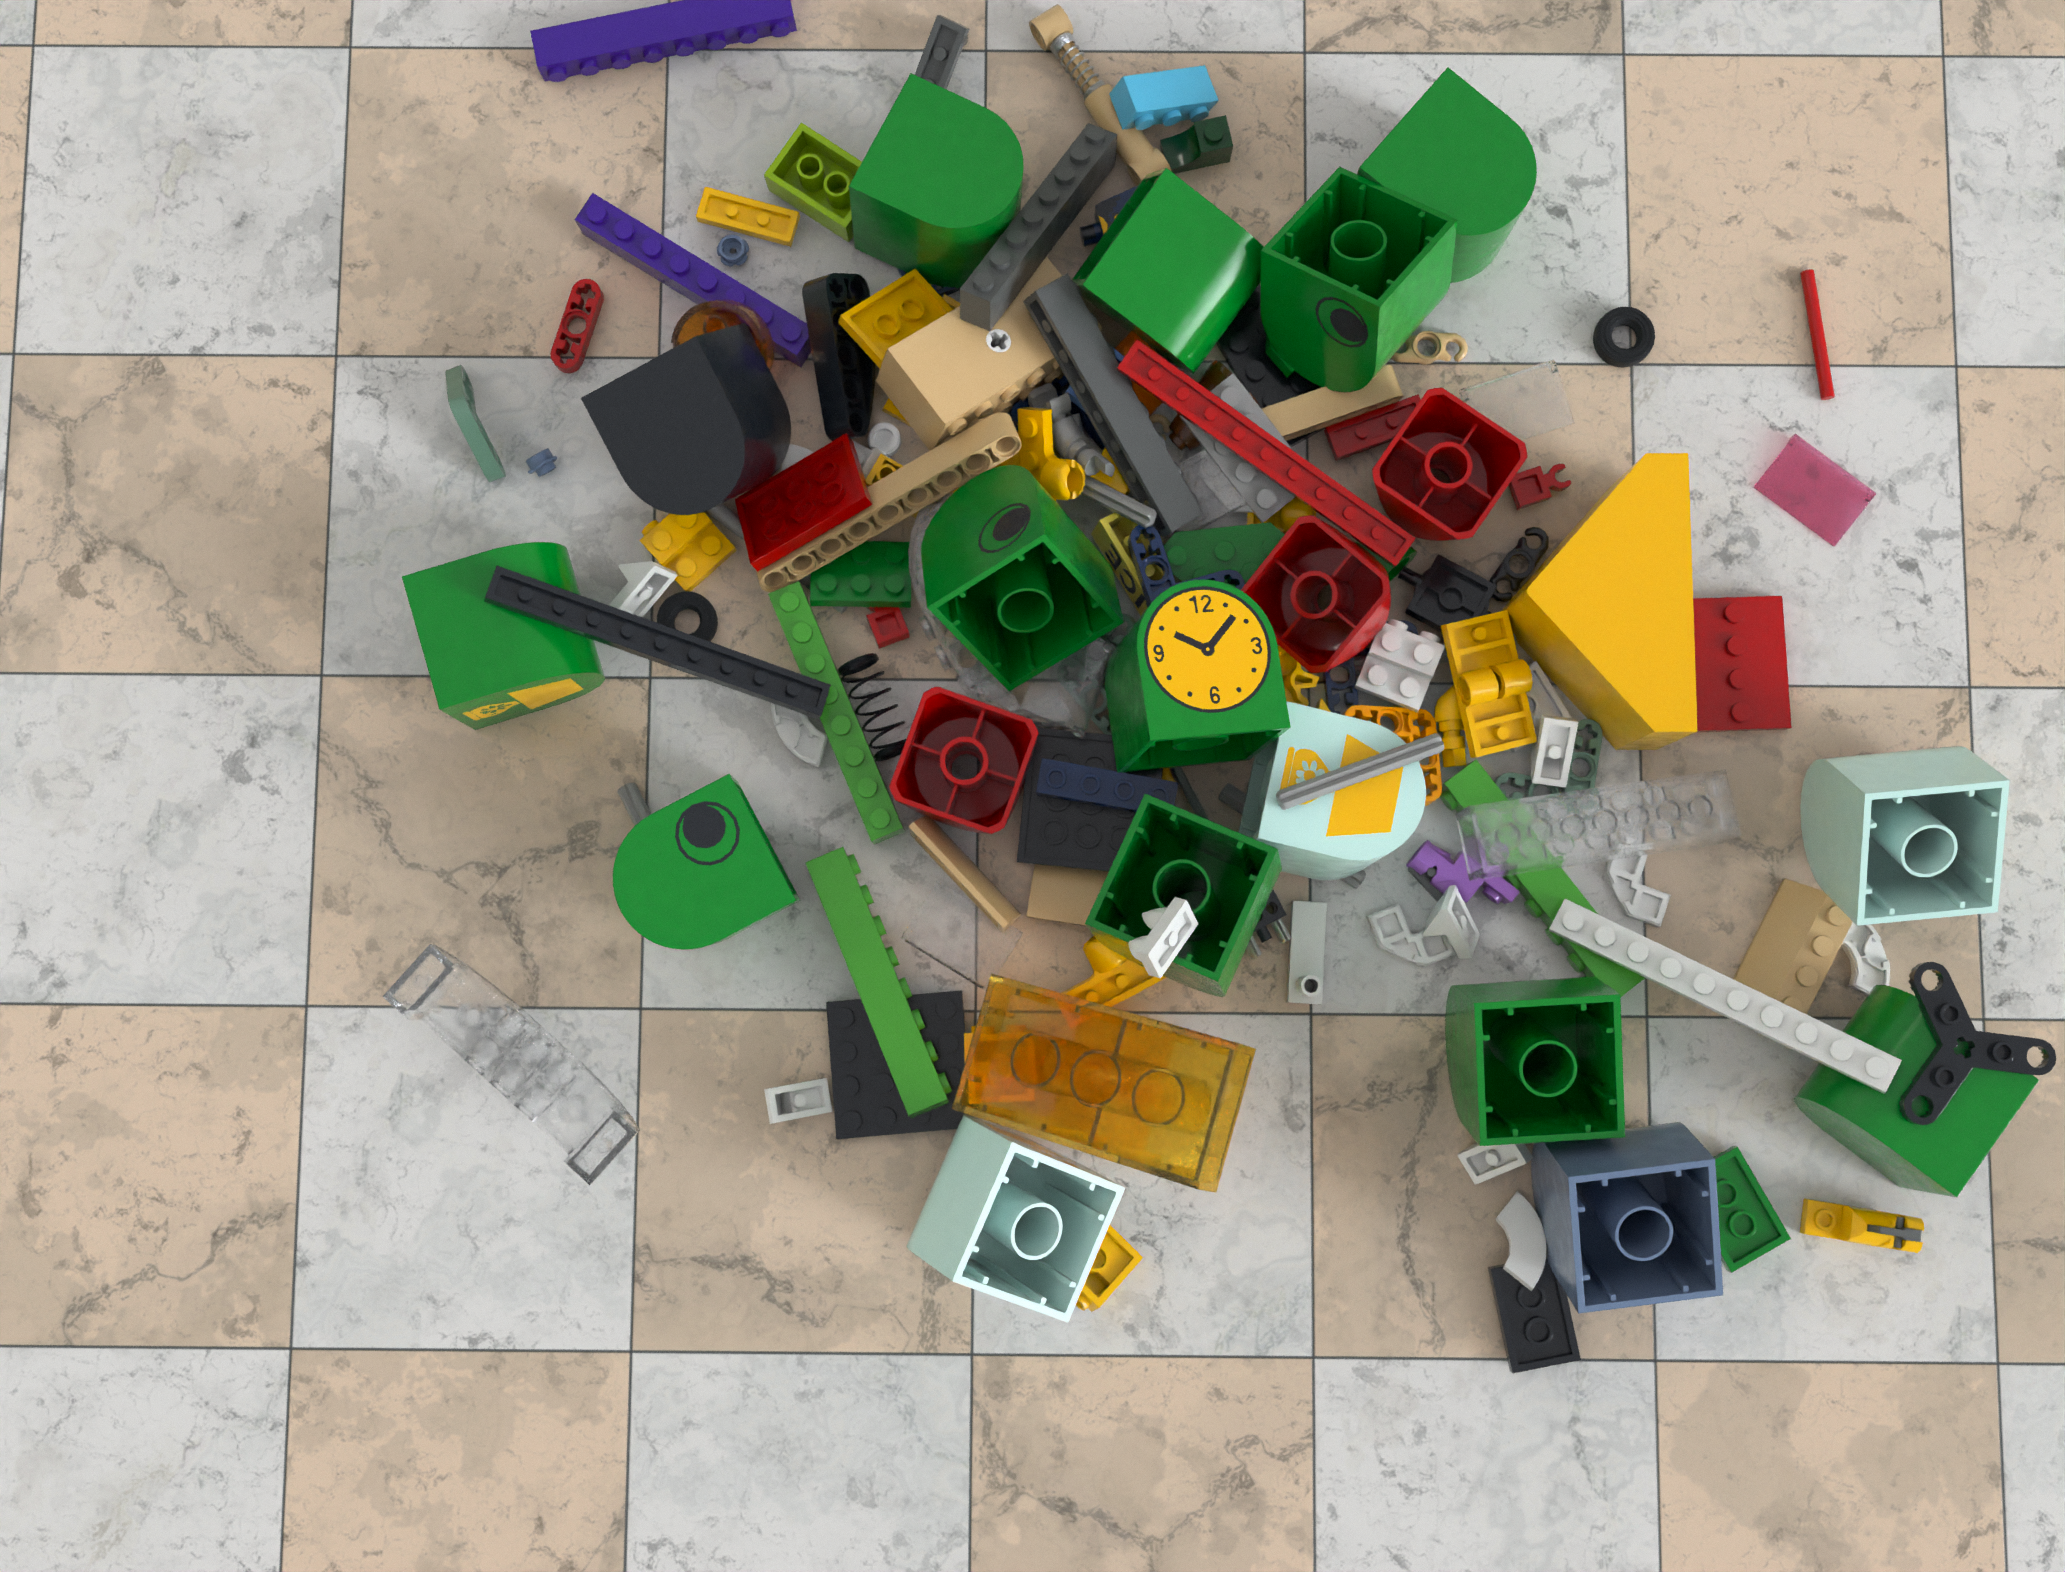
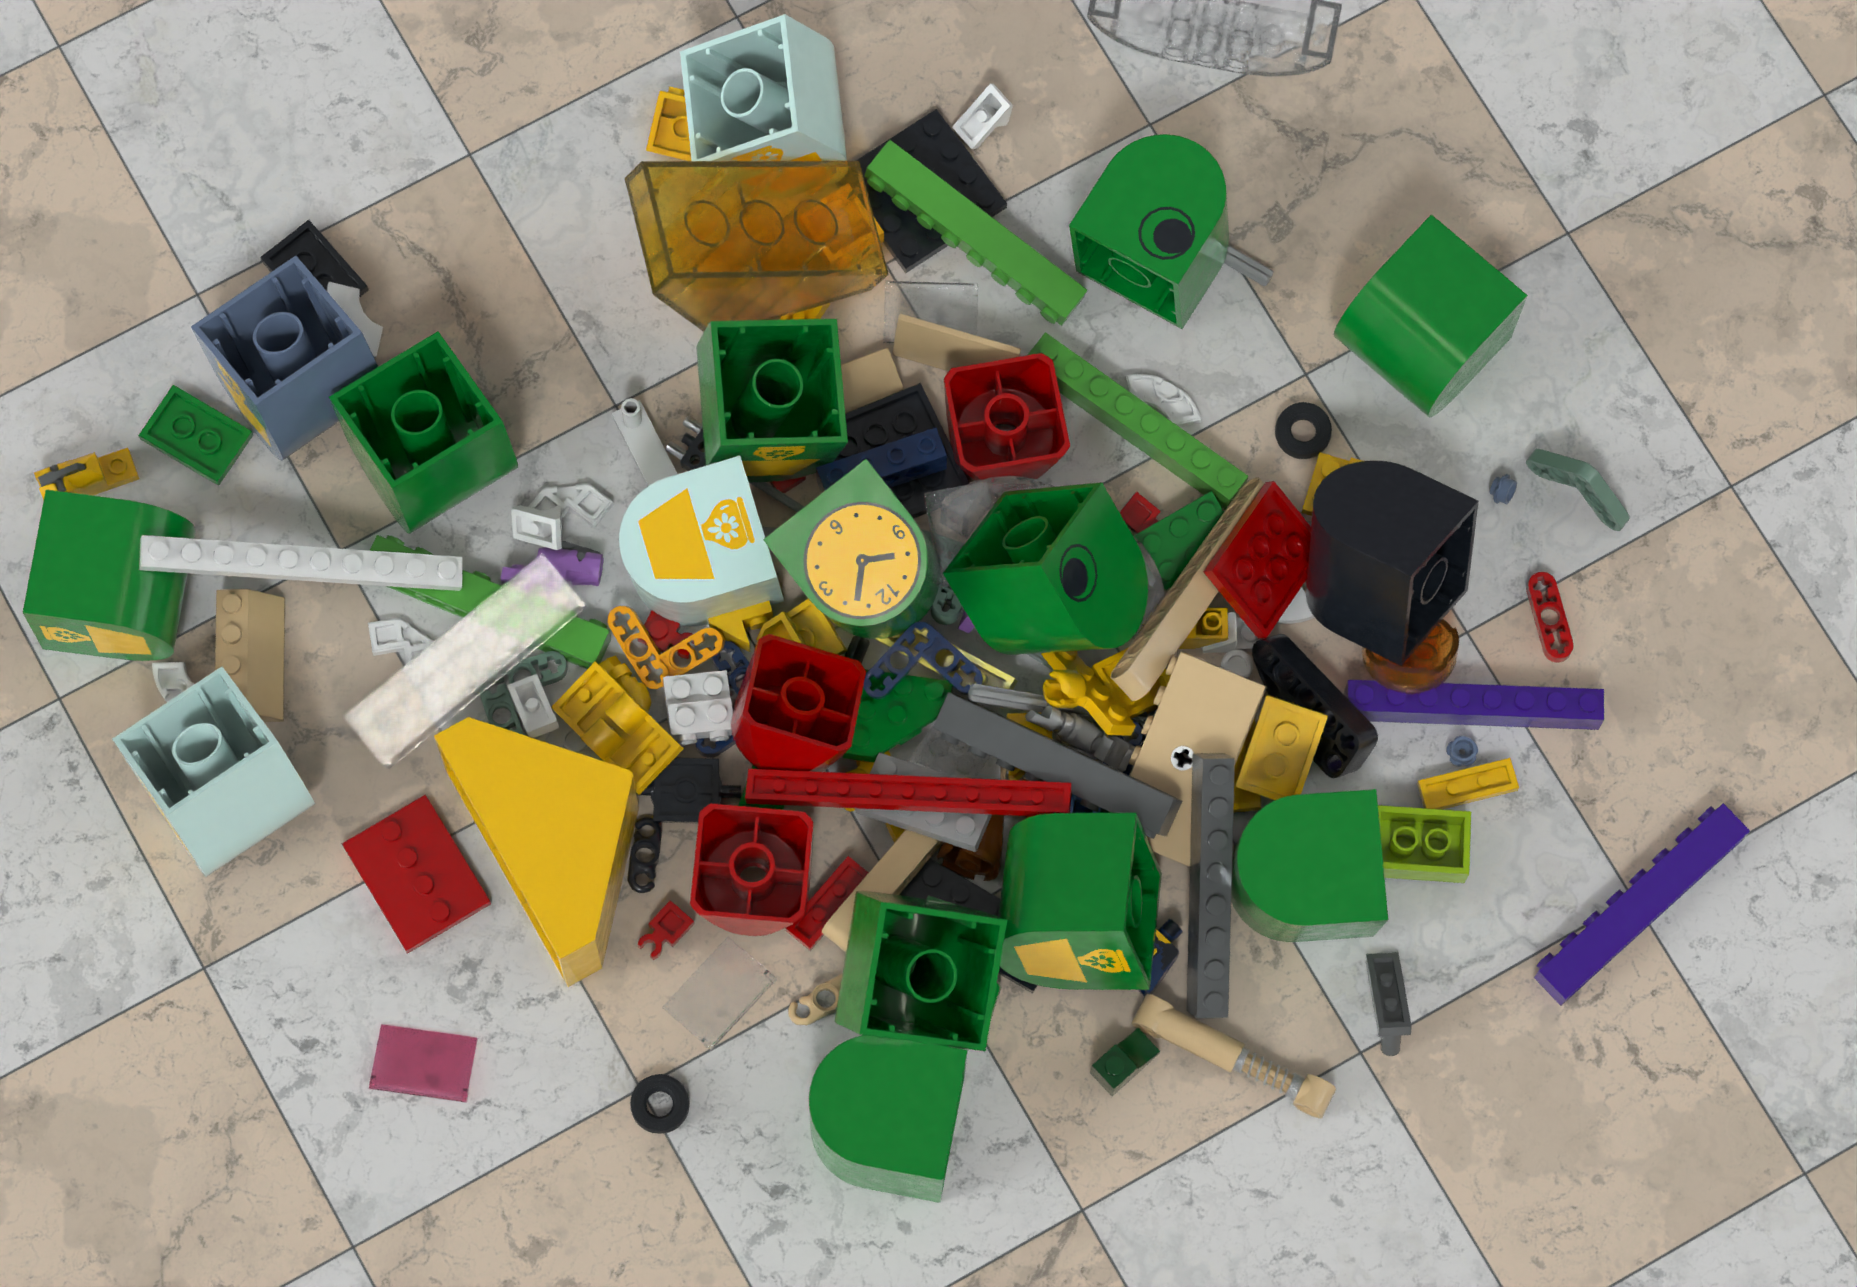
camera: 145 degrees right, 10 degrees down
(644, 586) = (1353, 430): white slope -> none
(656, 642) = (1300, 365): black plate -> none
(856, 665) = (1142, 464): black piece -> none
(1163, 97) = (1175, 1076): medium azure brick -> none
(1169, 933) = (767, 341): white tile -> none
(1359, 771) = (688, 551): light grey axle -> none
(1817, 334) = (491, 1203): red bar -> none
(1944, 1069) = (101, 579): black piece -> none

